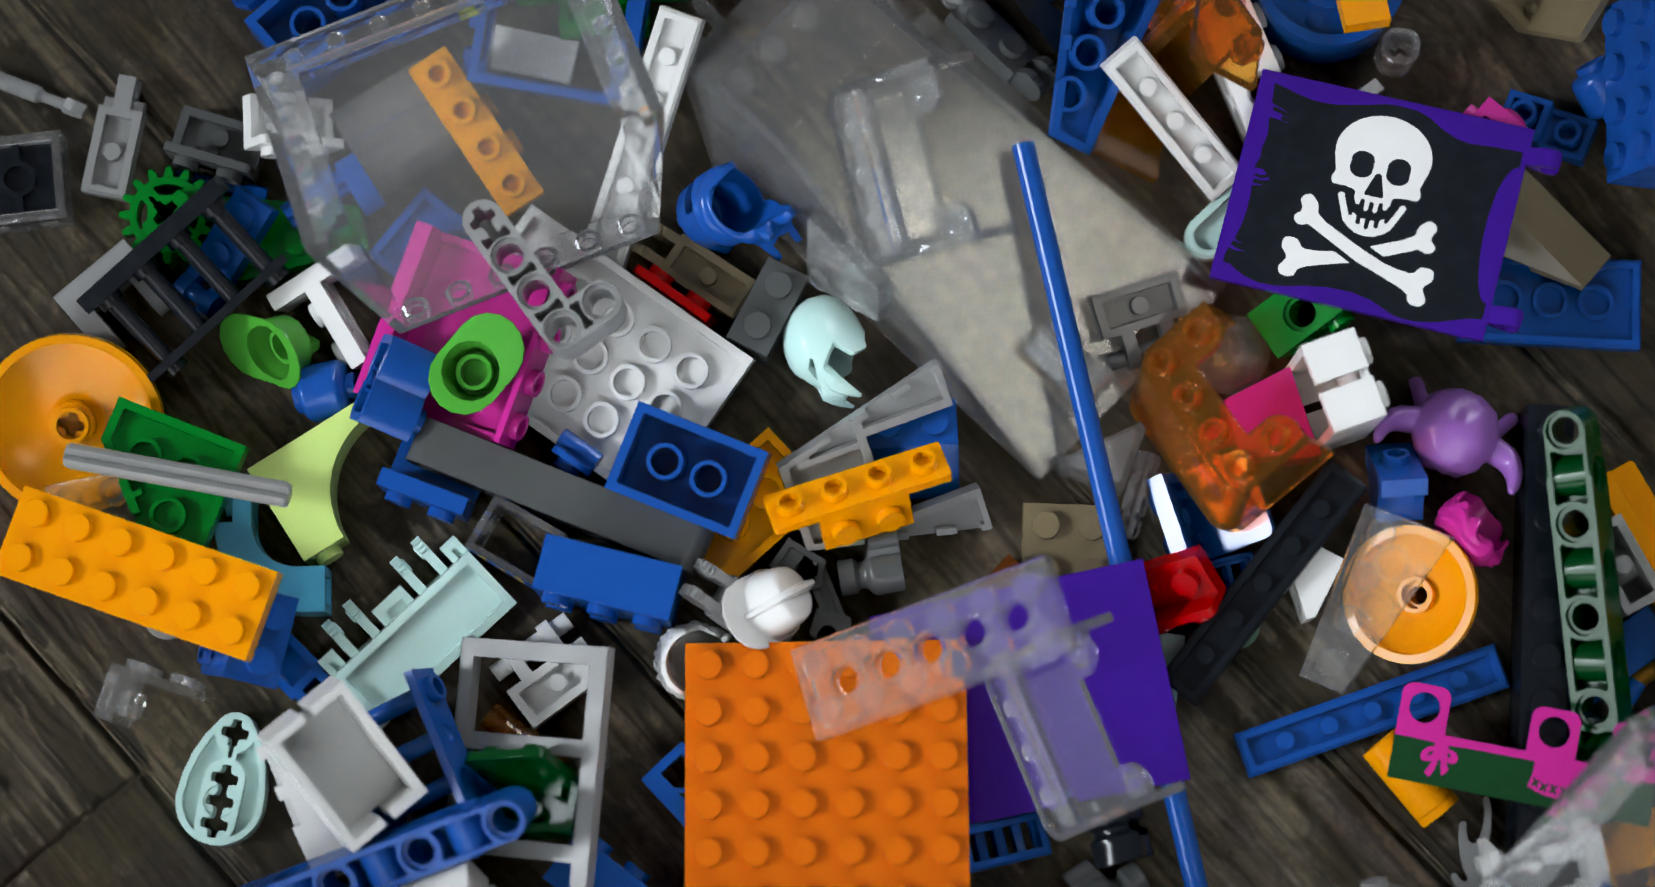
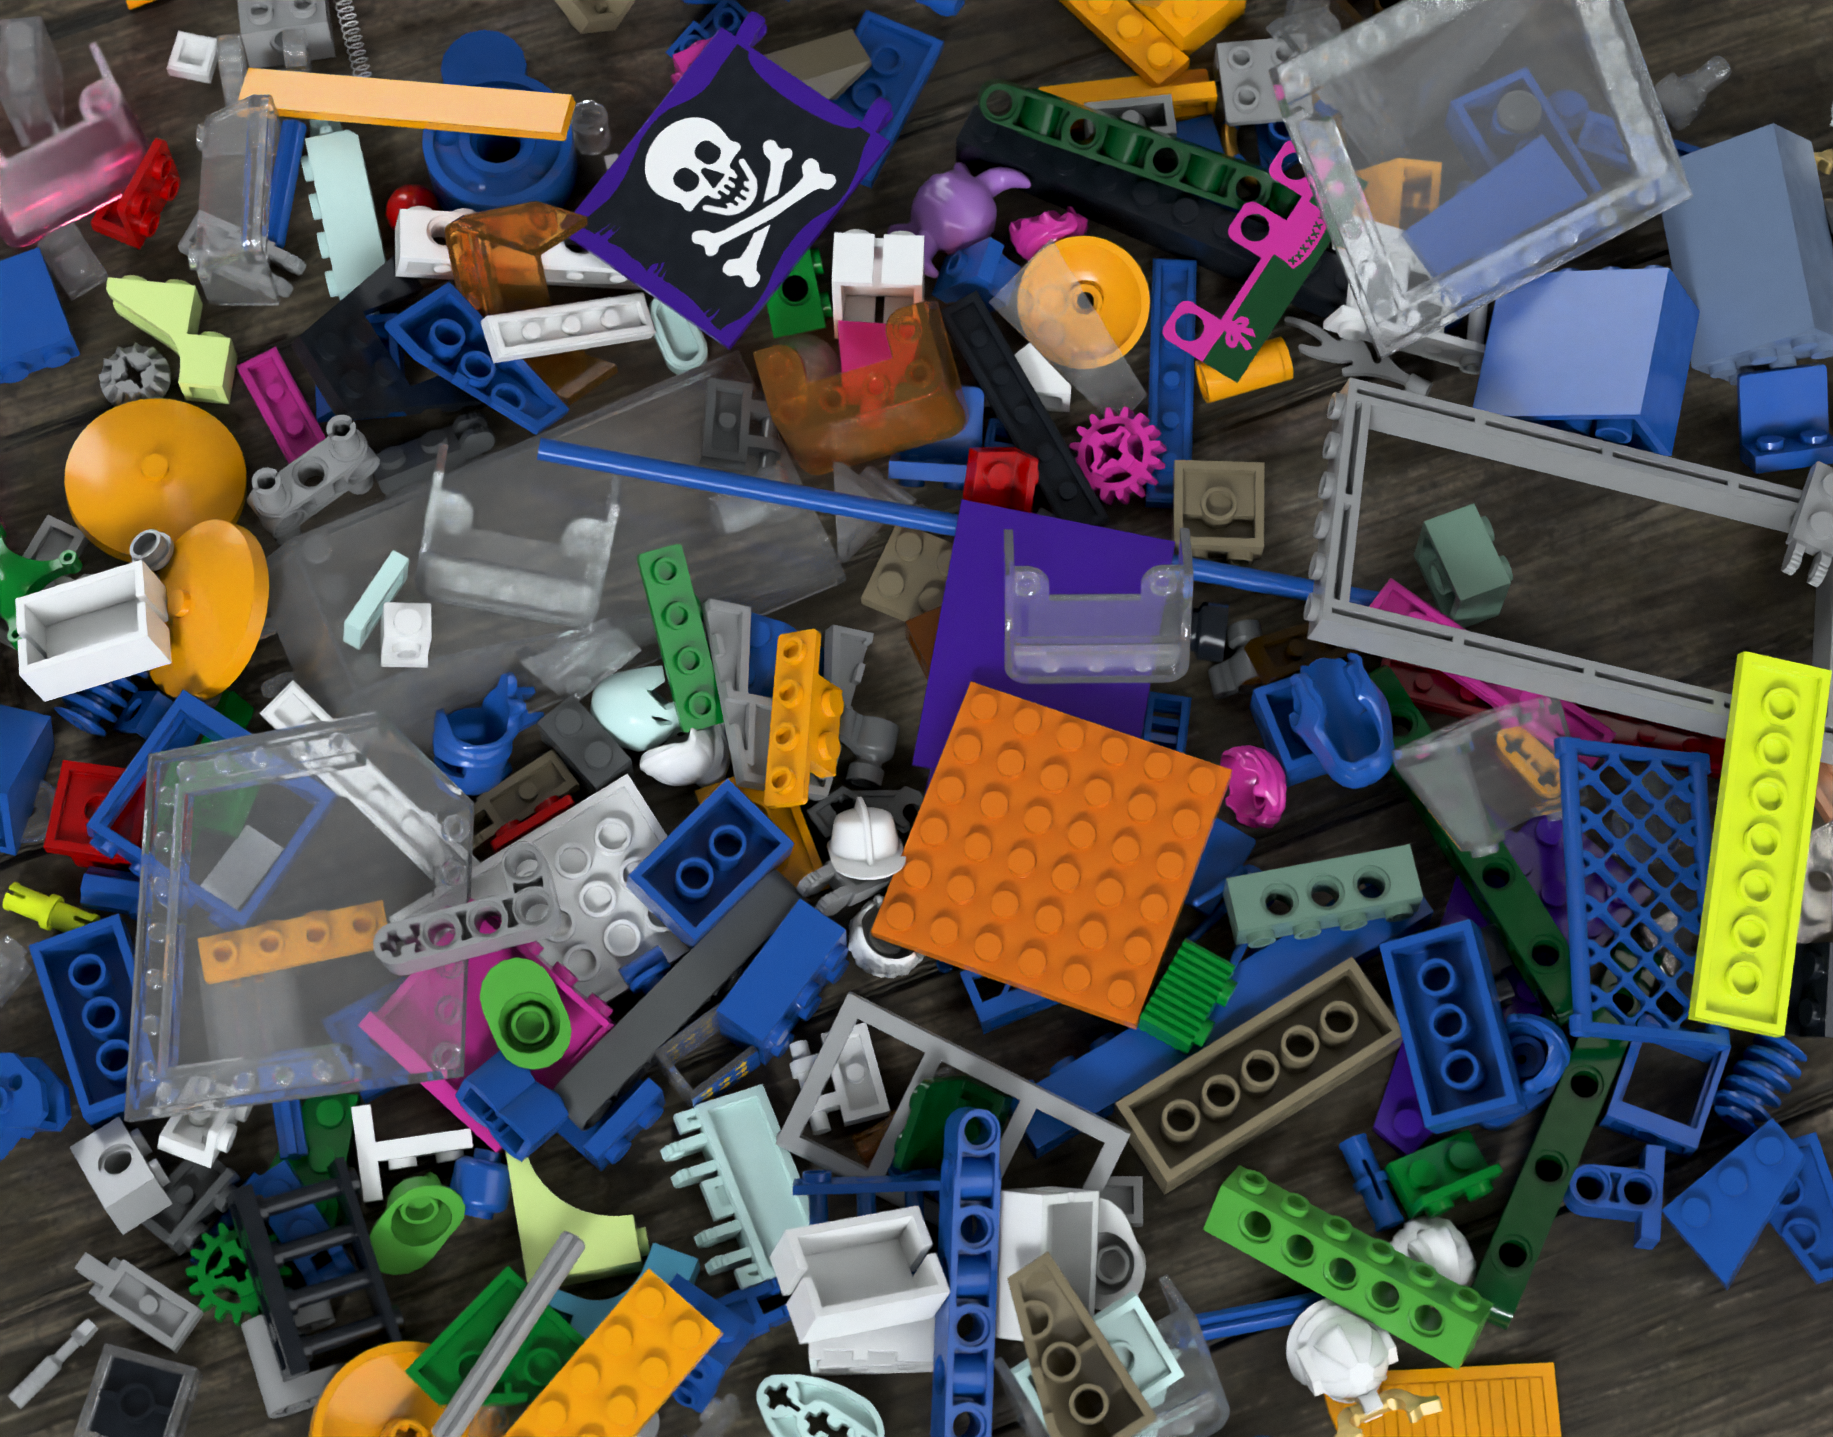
camera: 70 degrees left, 10 degrees down
(190, 82) = (121, 1174): none -> light grey brick
(778, 101) = (405, 634): none -> white brick
(797, 407) = (689, 759): none -> white hair
(802, 60) = (370, 605): none -> light aqua tile
(892, 352) = (681, 637): none -> green bracket
(958, 667) = (1002, 675): clear plate -> none
(1248, 807) = (1221, 508): none -> dark tan plate
(1274, 706) = (1107, 471): none -> dark pink gear

